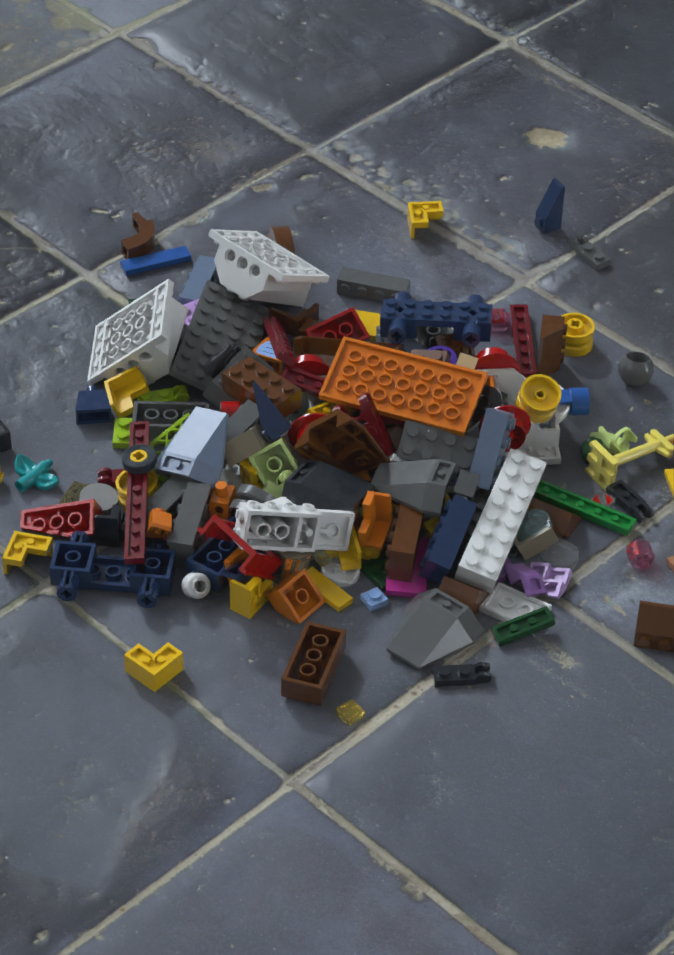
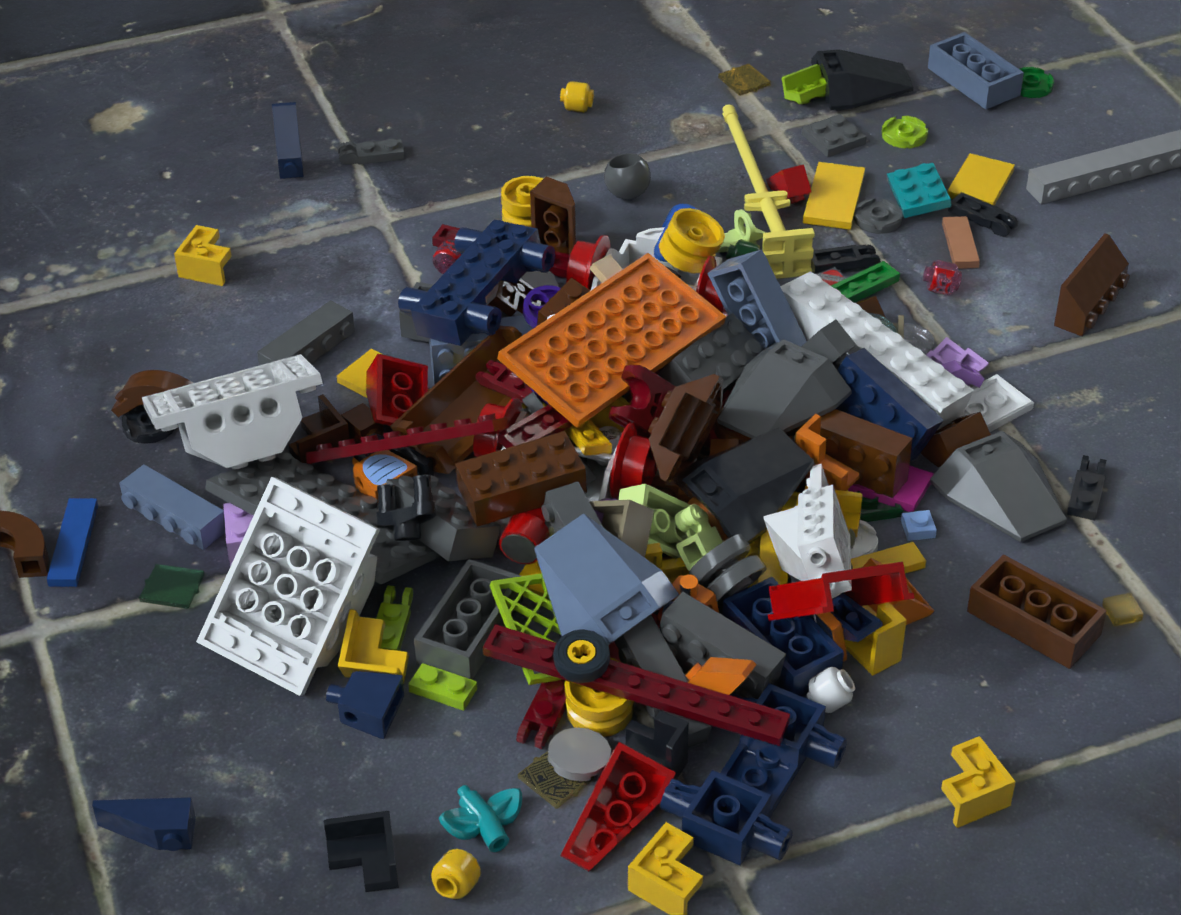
camera: 65 degrees left, 0 degrees up
(270, 417) = (598, 475): dark blue slope -> none
(523, 626) = (1029, 407): dark green tile -> none

